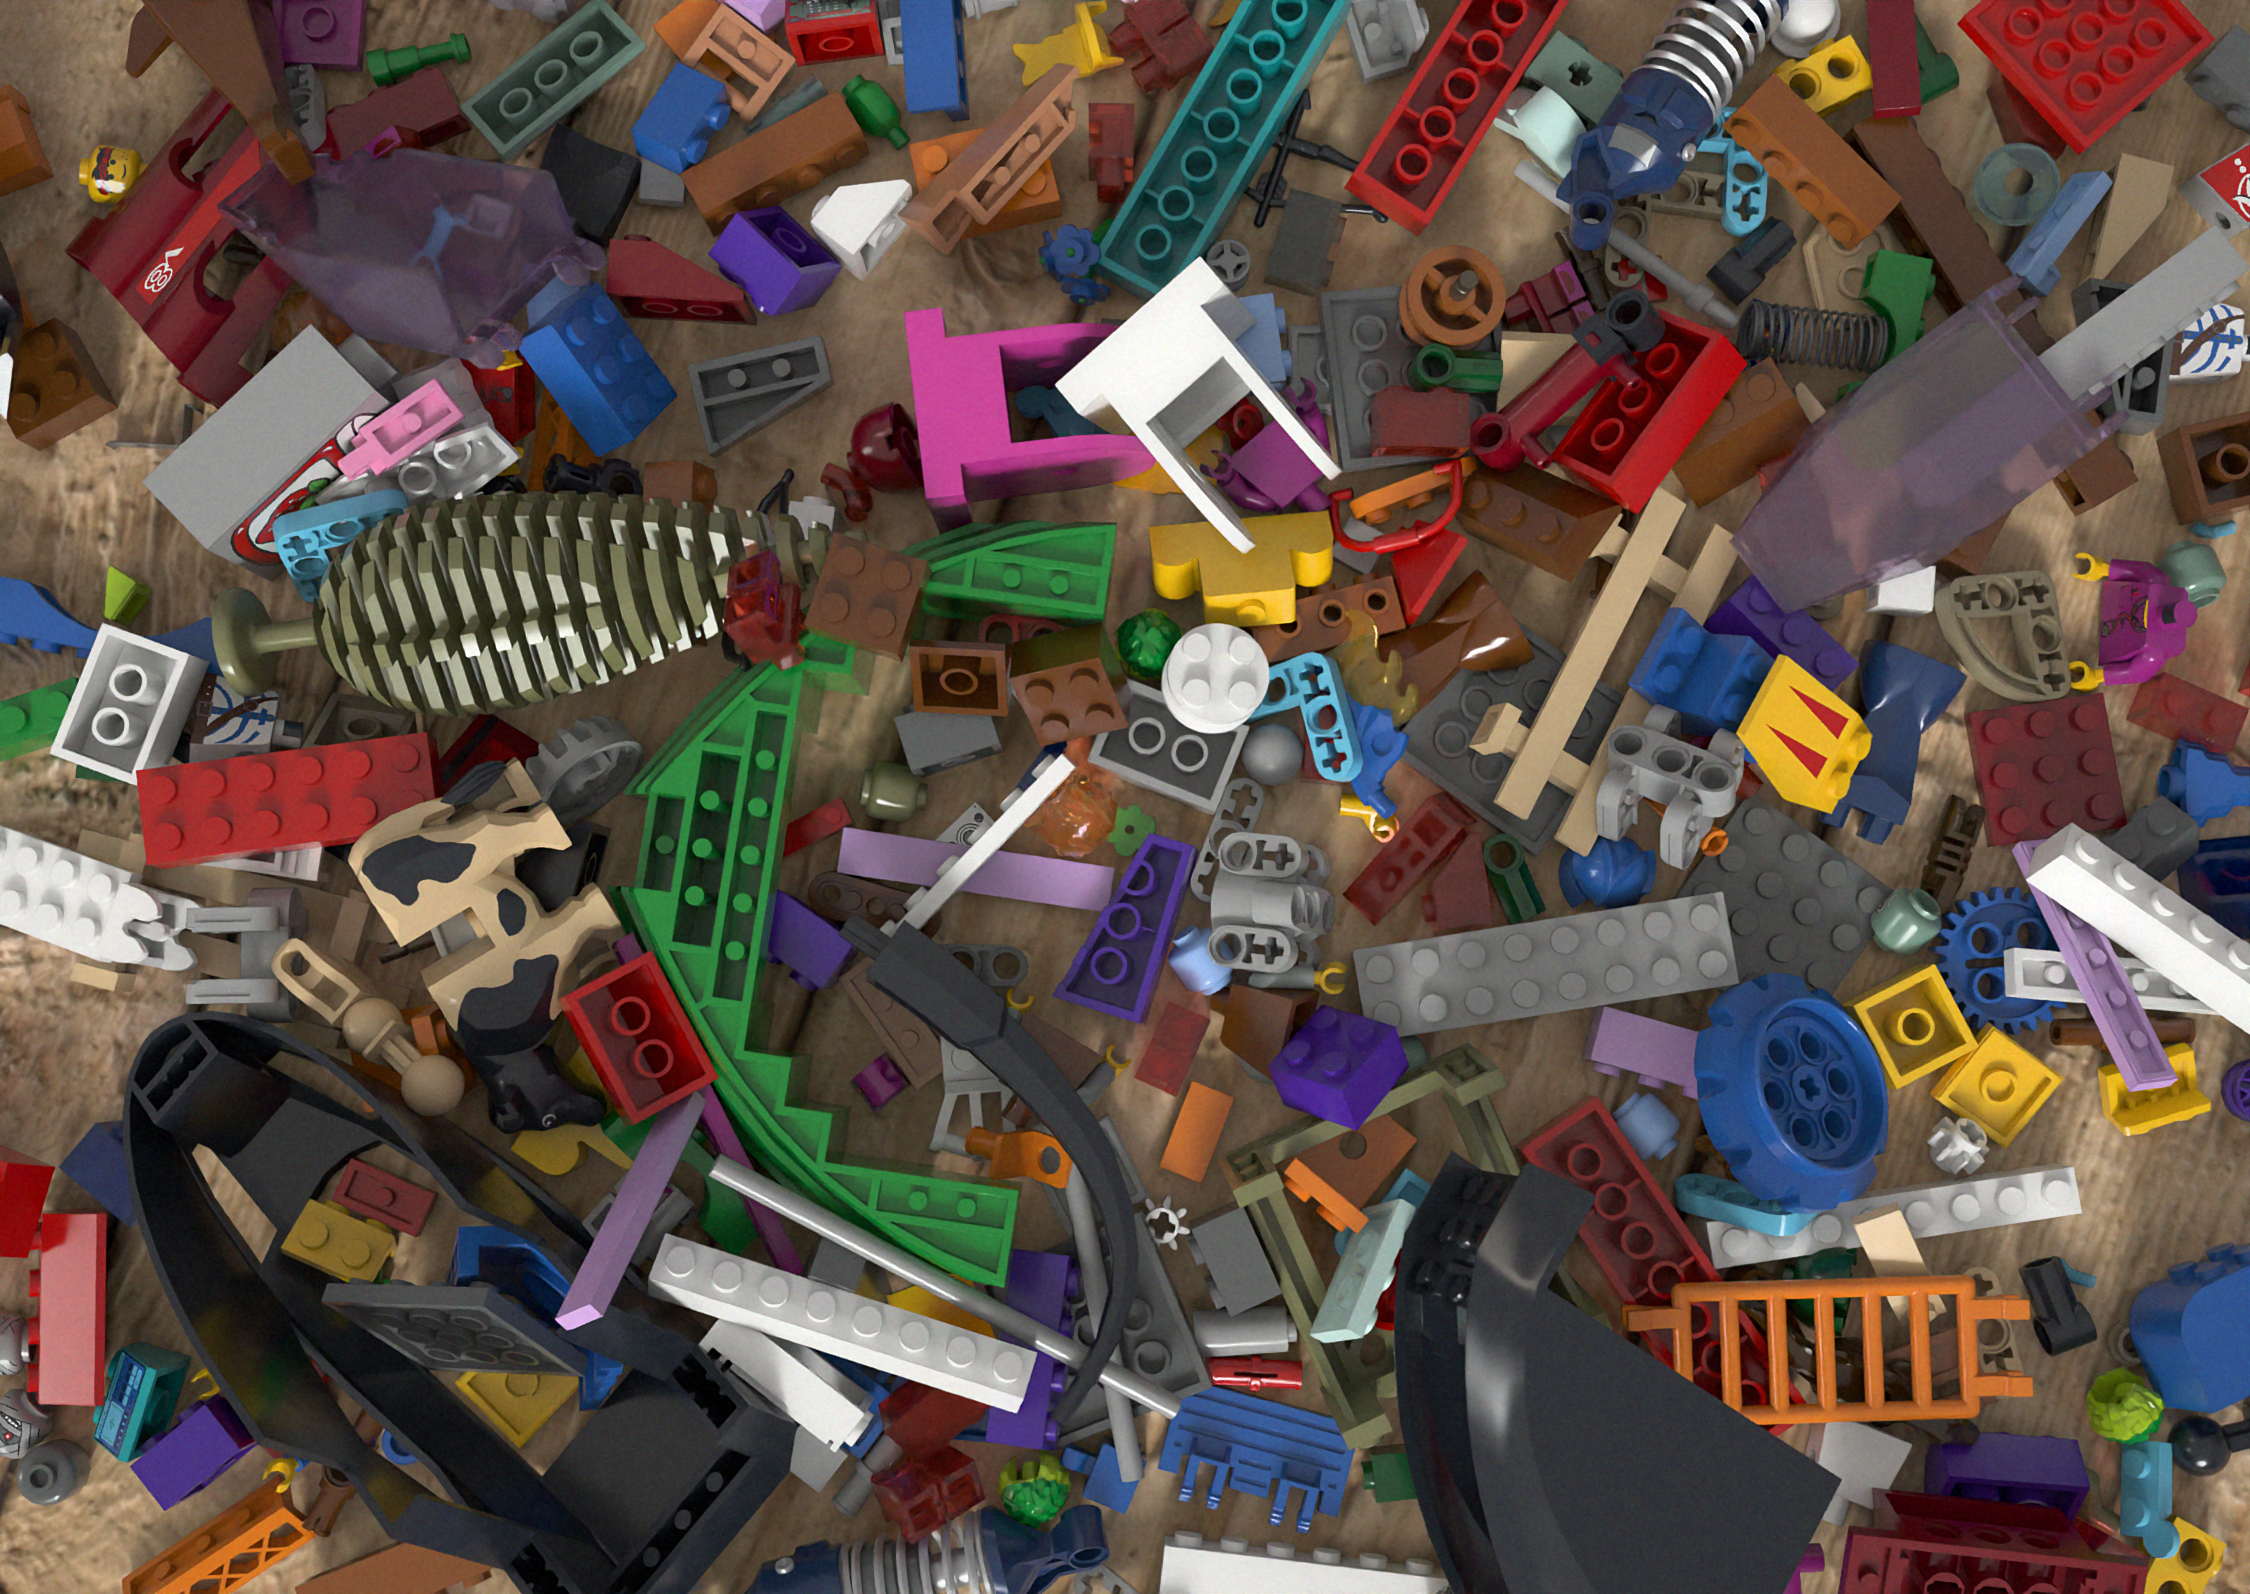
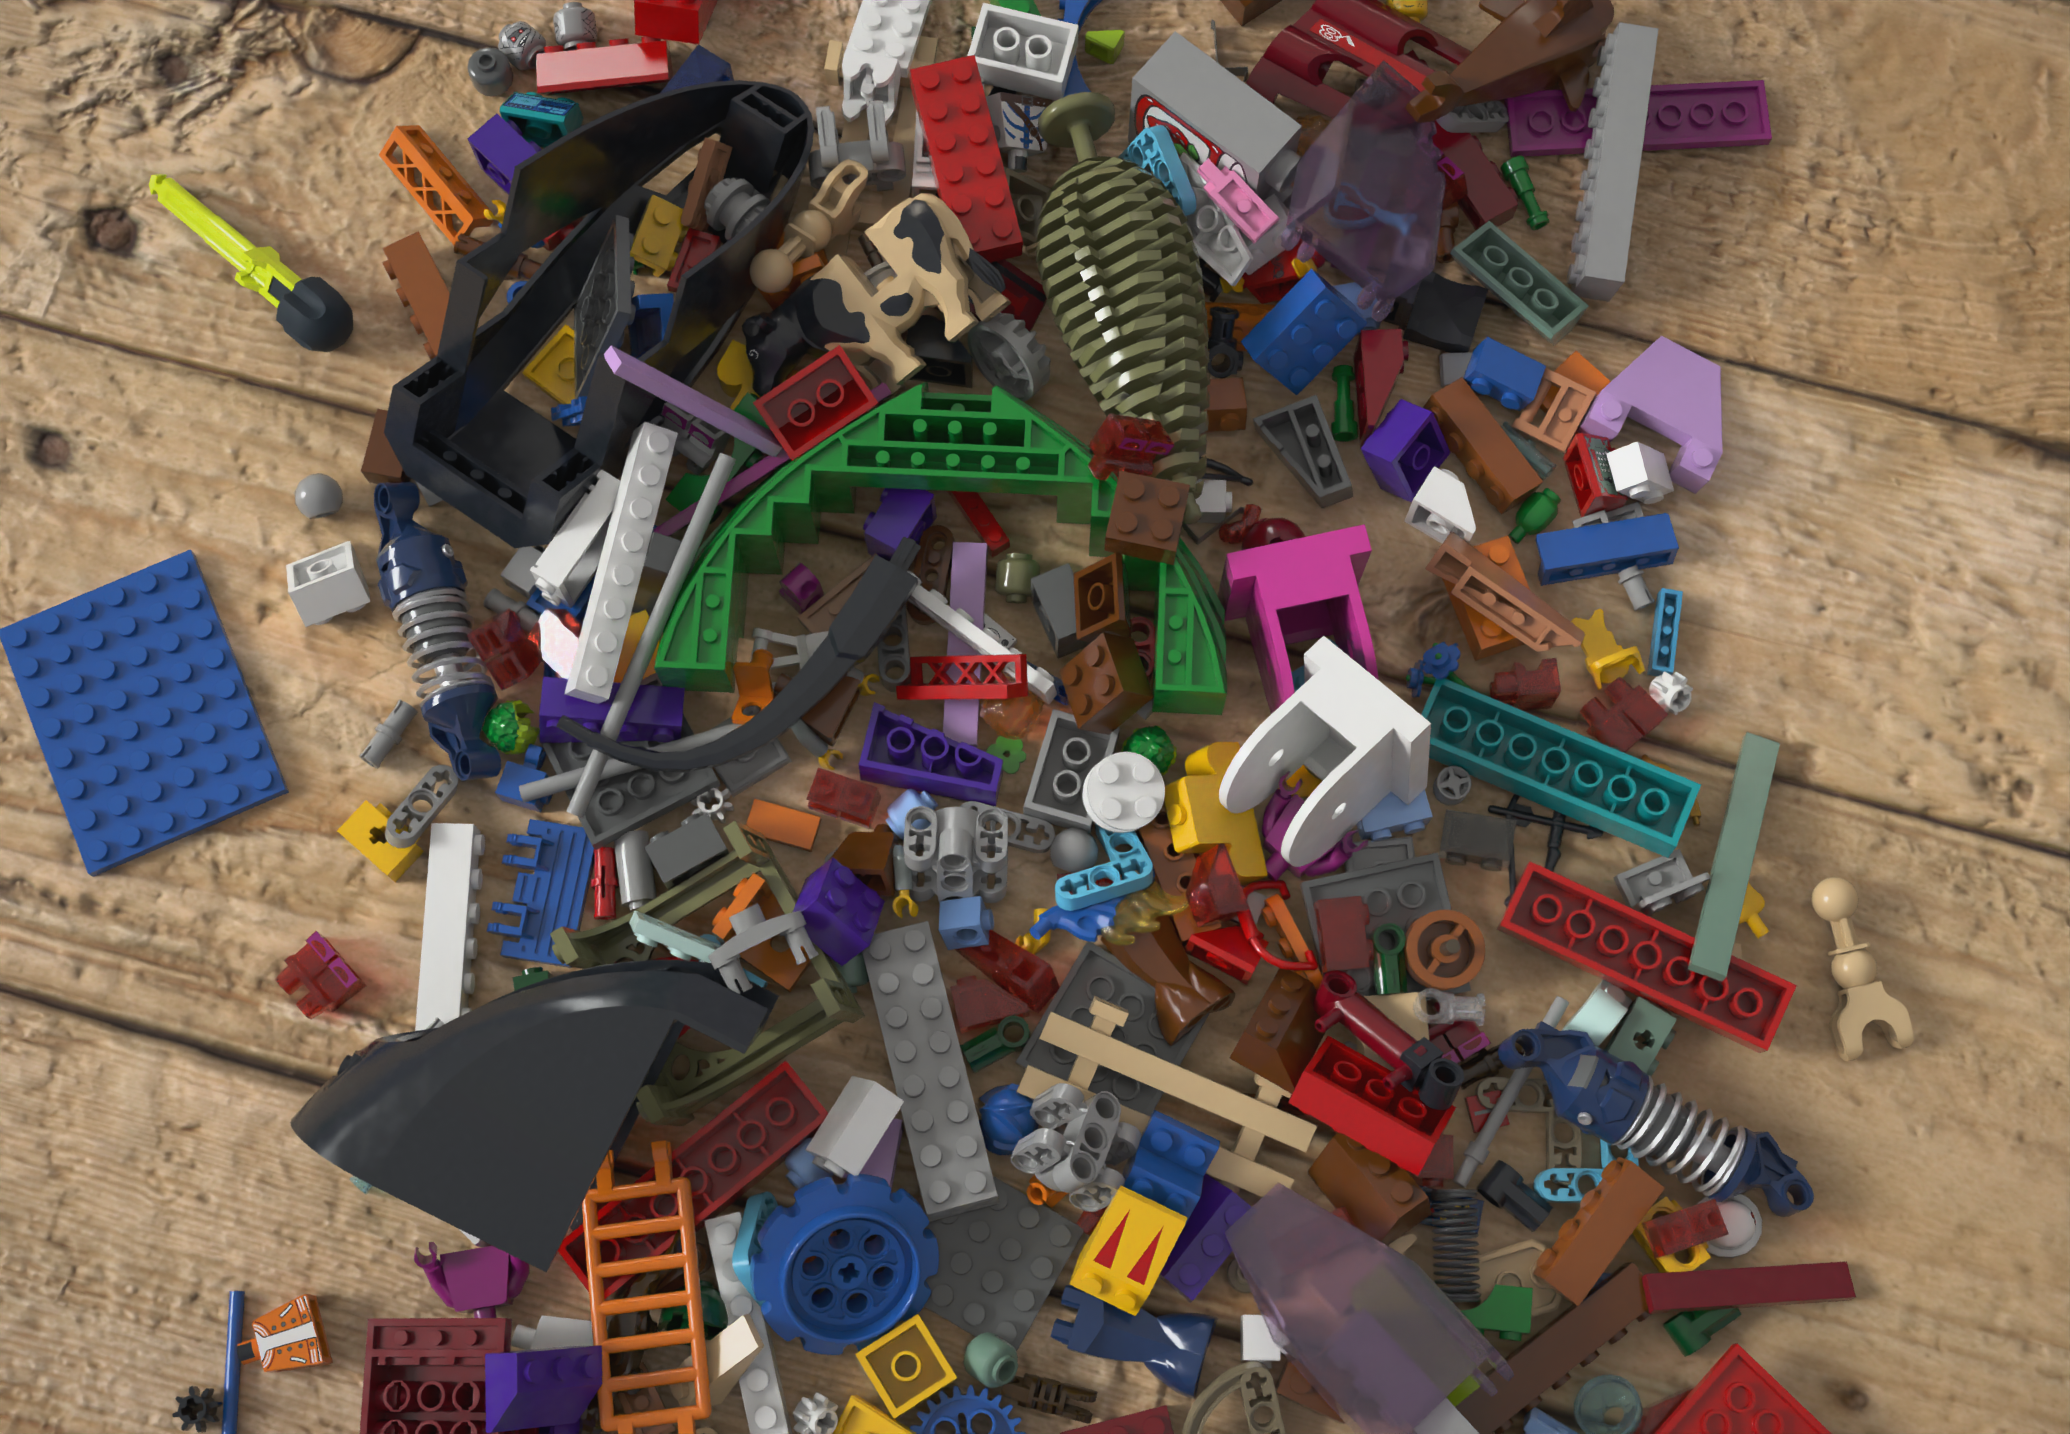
camera: 85 degrees right, 10 degrees down
(272, 1171) = (709, 171): none -> nougat hinge
(313, 1135) = (733, 206): none -> light grey piece
(722, 339) = (1344, 427): none -> green piece
(1053, 873) = (961, 690): none -> red fence
(1348, 576) = (1215, 888): none -> clear red slope
(1354, 902) = (965, 922): none -> medium blue brick
(1373, 1176) = (753, 929): none -> light grey connector
(1527, 298) = (1451, 1008): none -> clear connector
(1626, 1066) = (853, 1127): none -> white brick
(1824, 55) = (1685, 1228): none -> clear red hips
(1929, 1493) = (540, 1386): none -> dark purple slope

